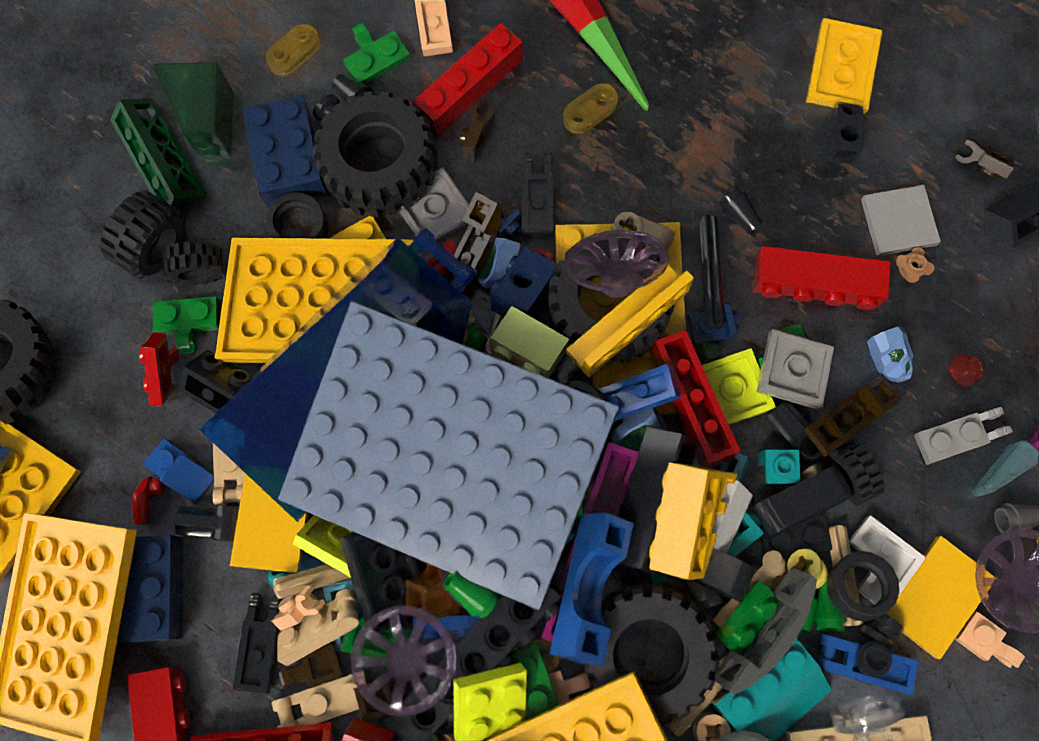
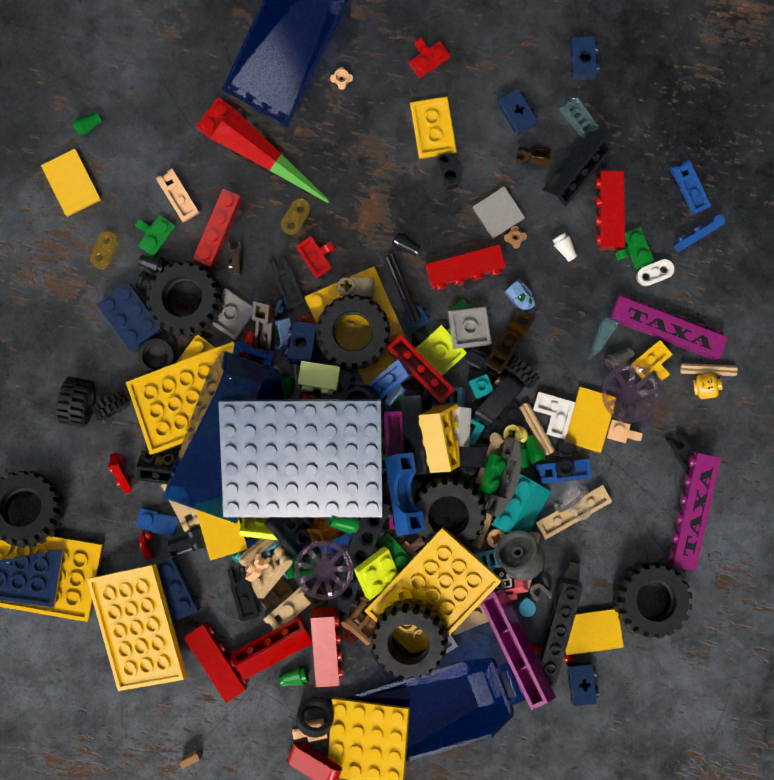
camera: 25 degrees left, 10 degrees up
(148, 153) = (52, 350): dark green fence -> none
(185, 318) = (119, 437): green plate -> none
(201, 105) = (70, 312): clear green slope -> none
(596, 174) = (315, 257): none -> red plate
(617, 274) = (351, 320): wheel -> none
(628, 320) = (367, 344): yellow fence -> none
(885, 575) = (546, 418): black tyre -> none
(958, 436) = (572, 326): light grey hinge -> none
(966, 369) = (563, 288): clear red plate -> none
(982, 89) = (518, 122): none -> dark blue brick
(990, 308) = (565, 246): none -> white cone

